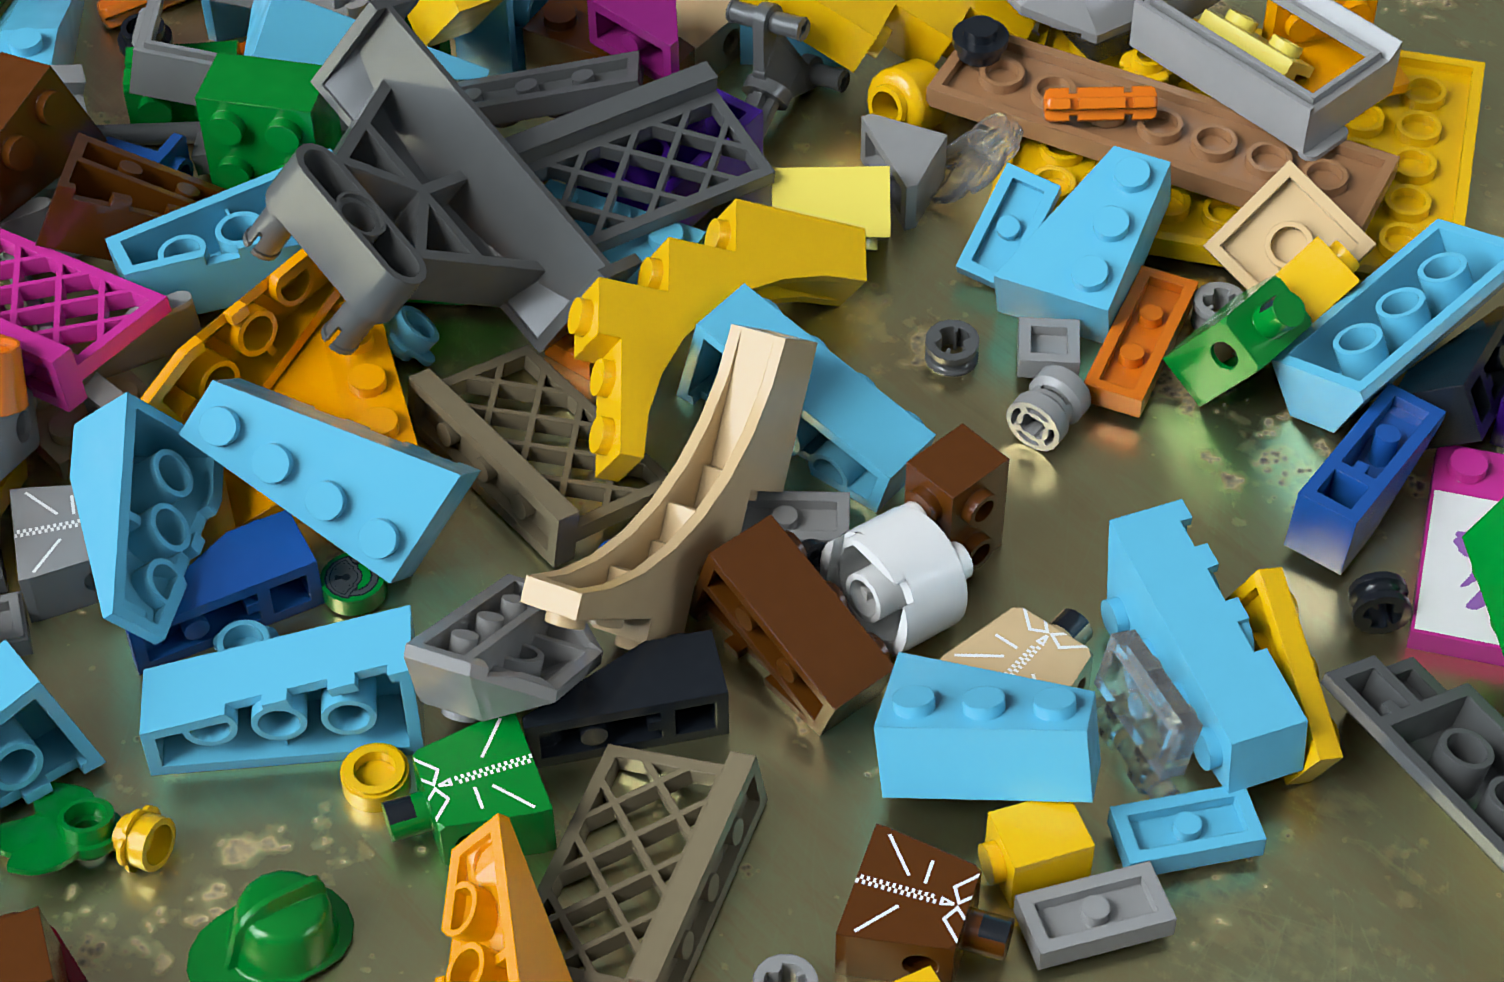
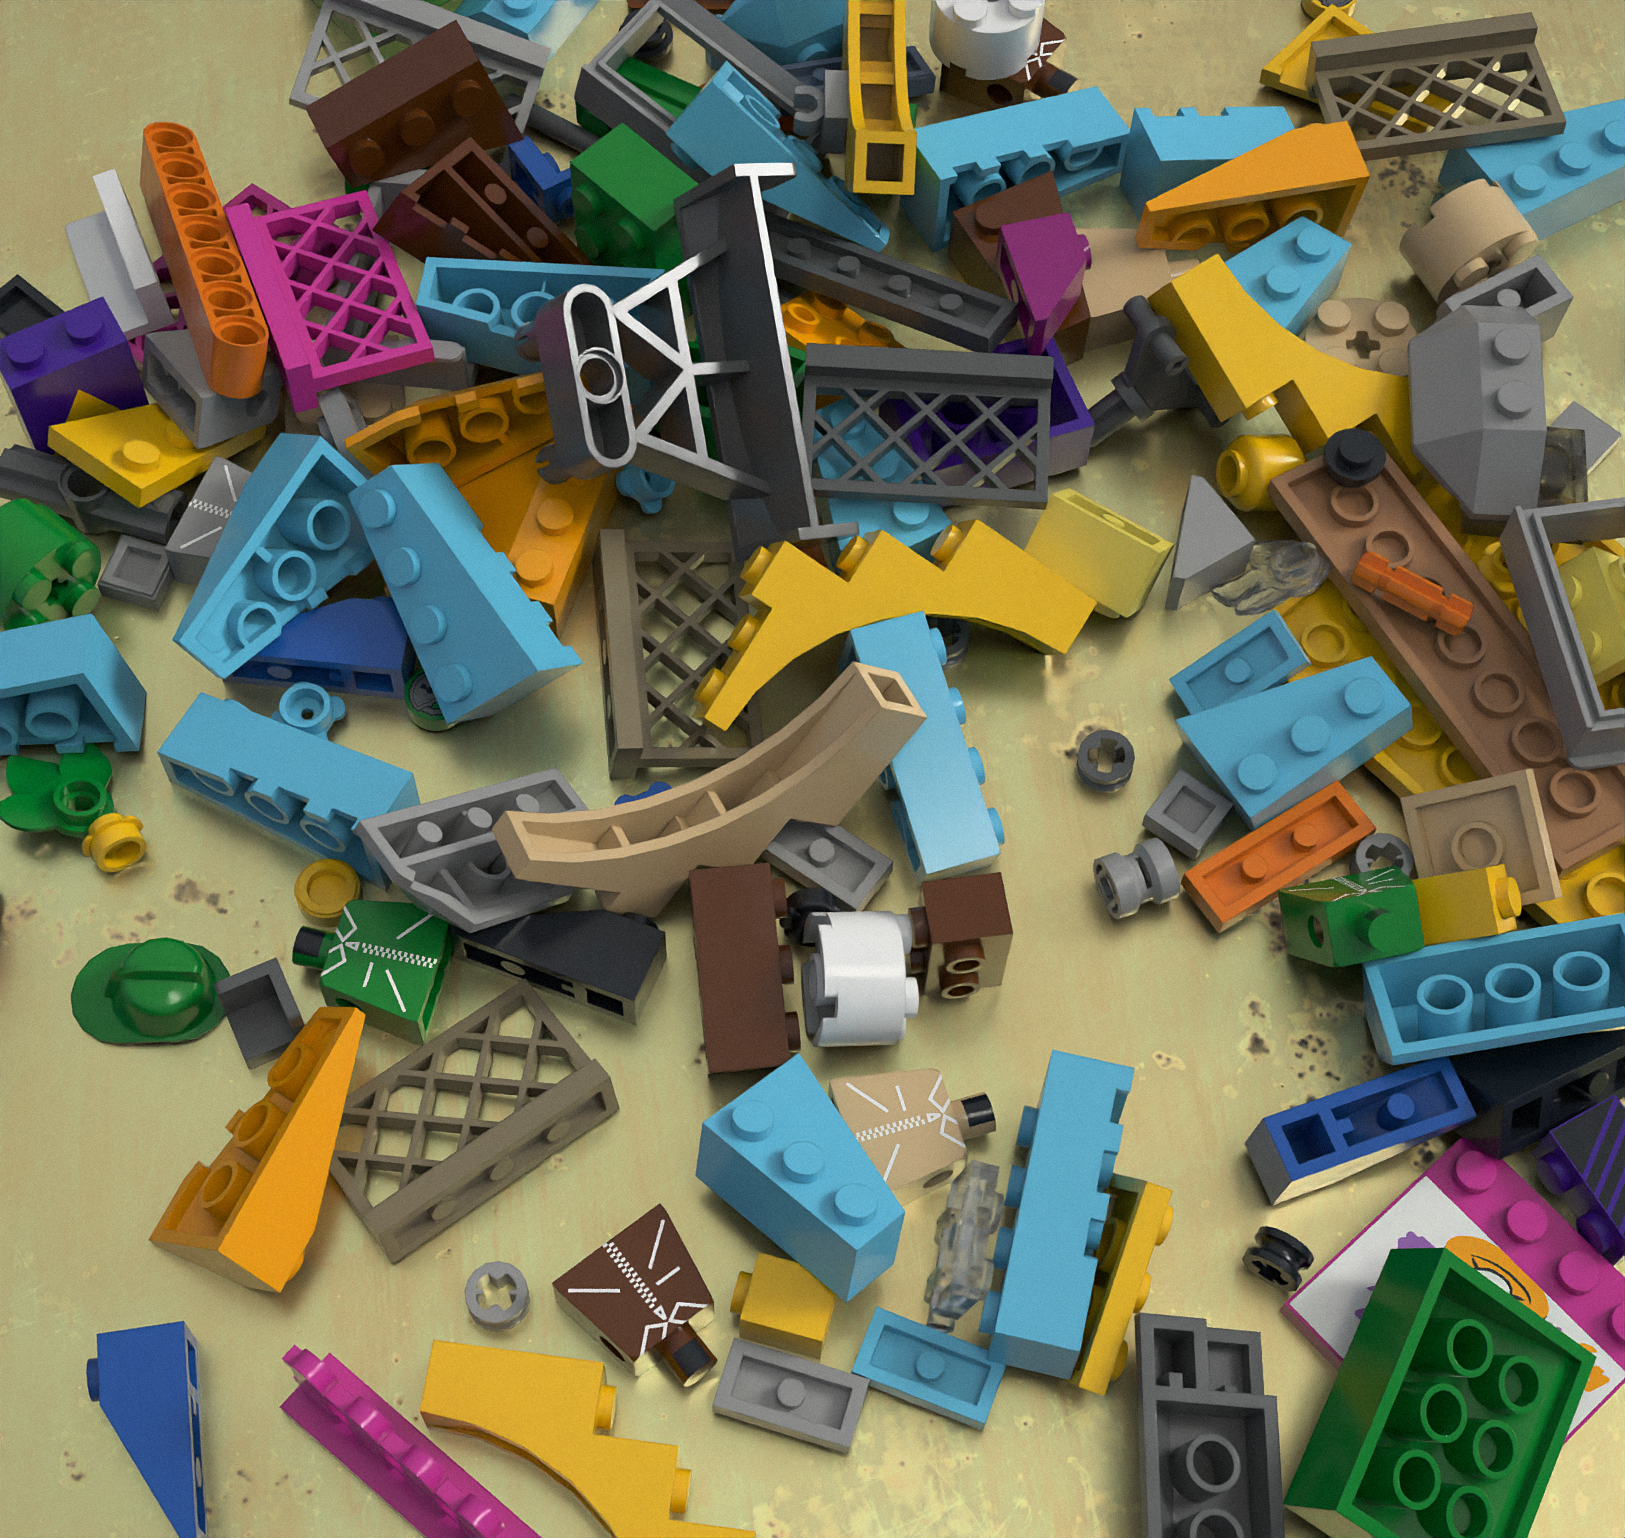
camera: 30 degrees right, 15 degrees up
(398, 888) = (260, 1011): none -> dark grey panel

